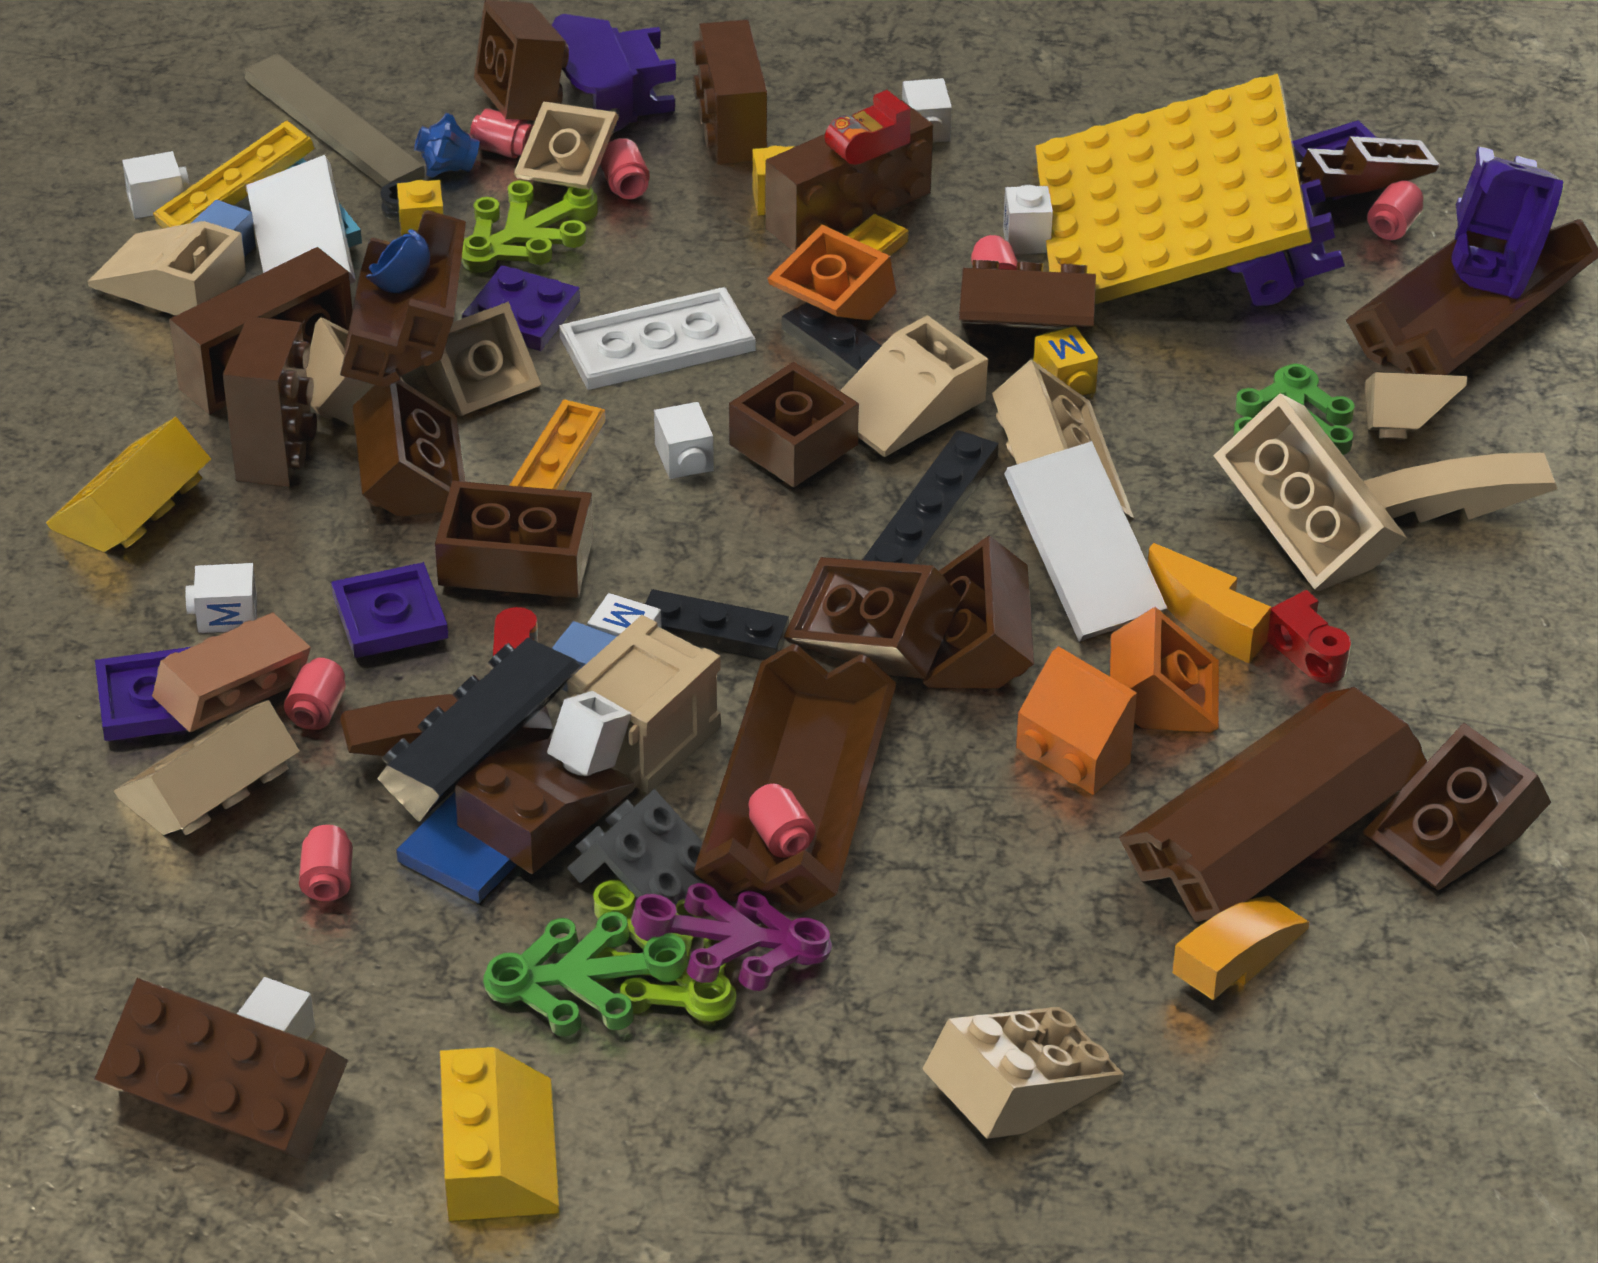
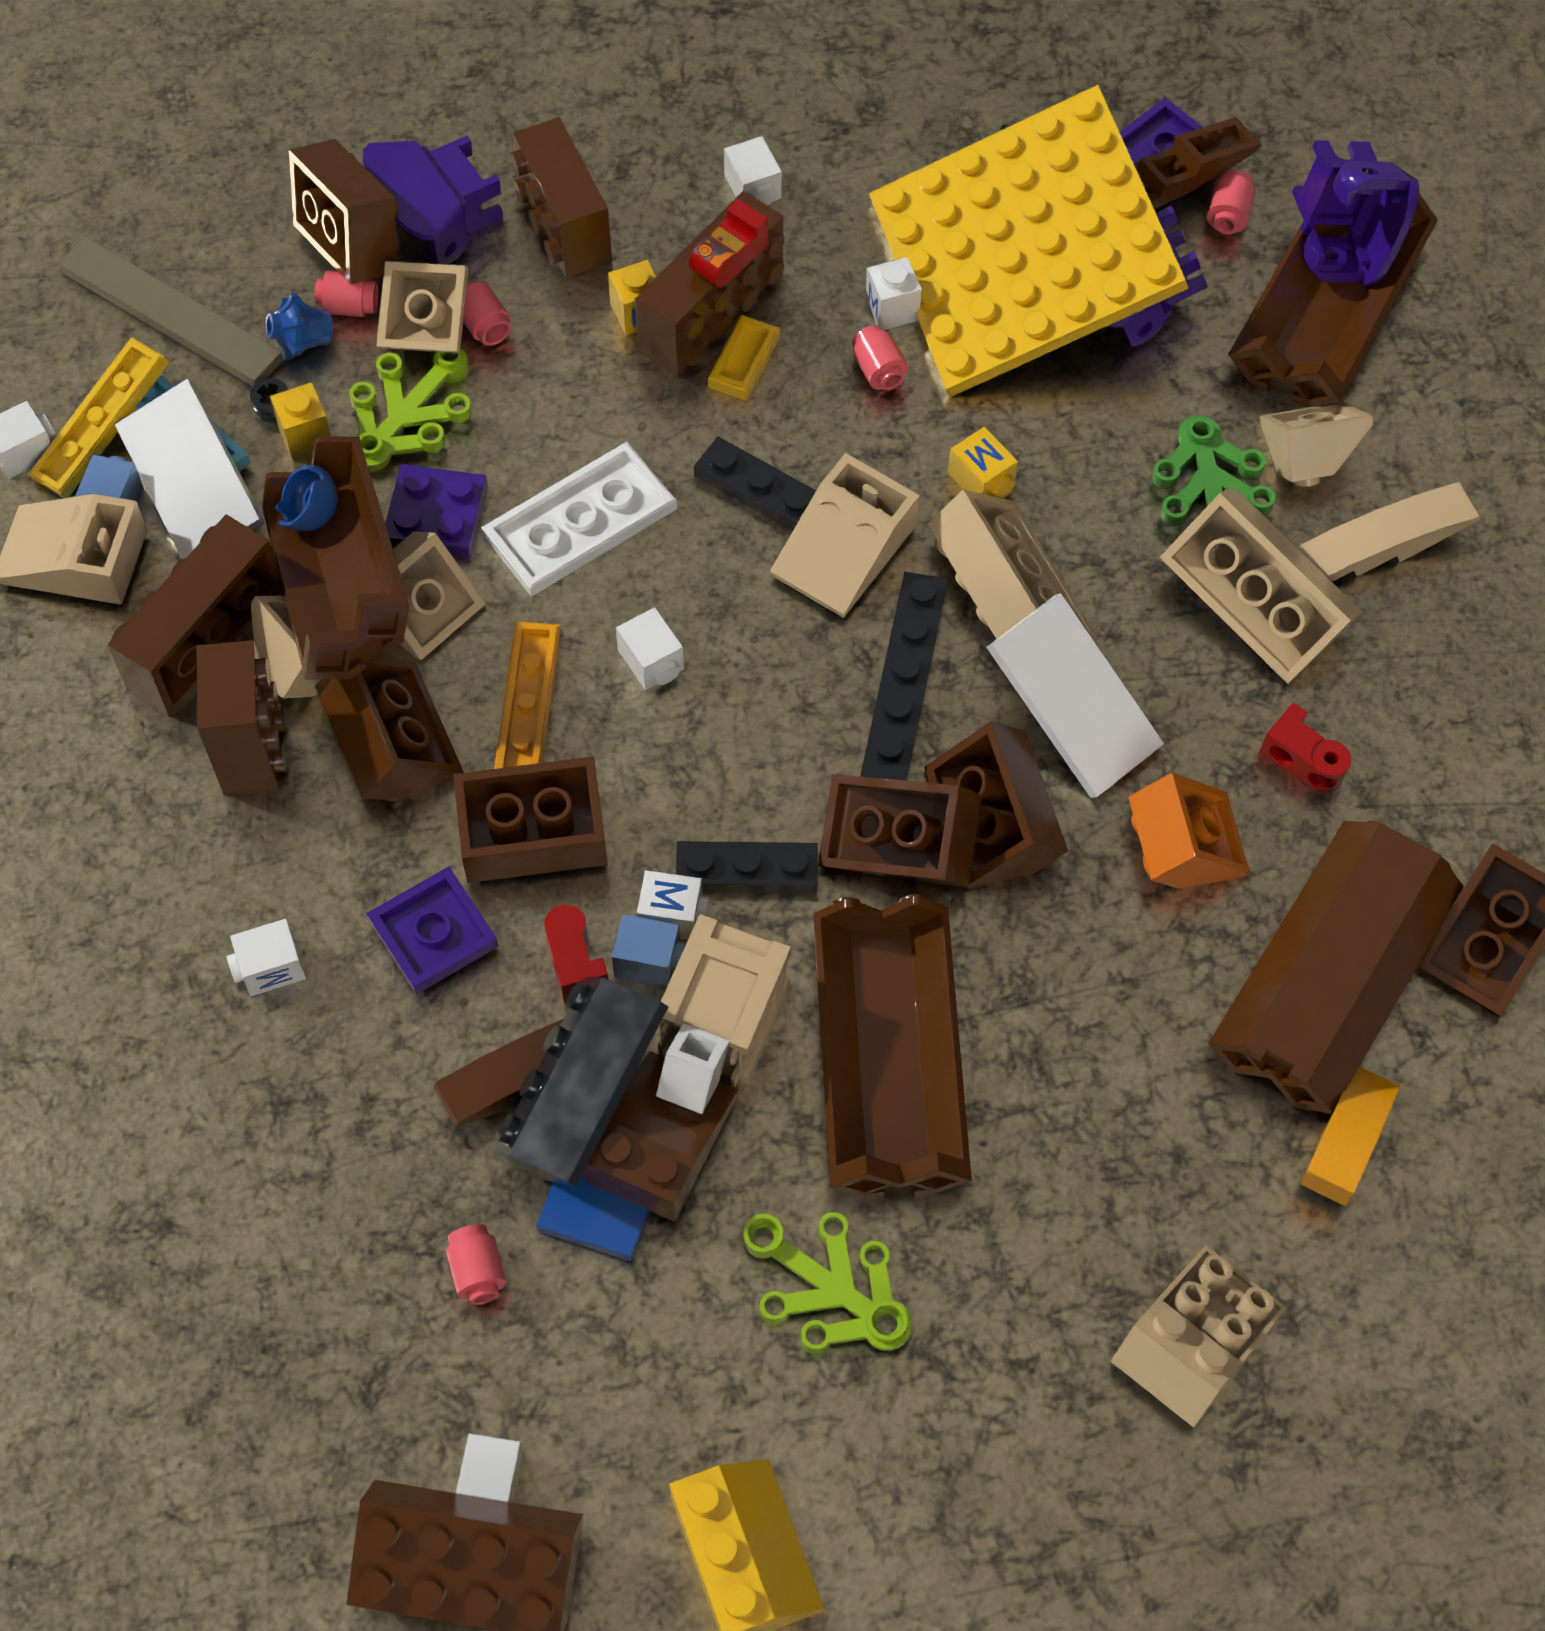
camera: 15 degrees left, 20 degrees up
(127, 698) = (231, 1094): dark purple plate -> none
(133, 489) = (127, 841): yellow slope -> none
(210, 770) = (322, 1177): tan slope -> none
(230, 671) = (307, 1059): nougat brick -> none
(315, 694) = (396, 1056): coral brick -> none
(521, 977) = (755, 1331): bright green plant -> none
(644, 848) = (775, 1173): dark grey bracket -> none
(780, 820) = (892, 1103): coral brick -> none
(793, 424) = (752, 609): reddish brown brick -> none
(793, 941) = (892, 1247): magenta plant -> none
(837, 275) = (735, 414): orange slope -> none
(1027, 295) = (929, 401): reddish brown slope -> none
(1077, 722) = (1132, 918): orange slope -> none
(1209, 603) = (1201, 734): light orange slope -> none

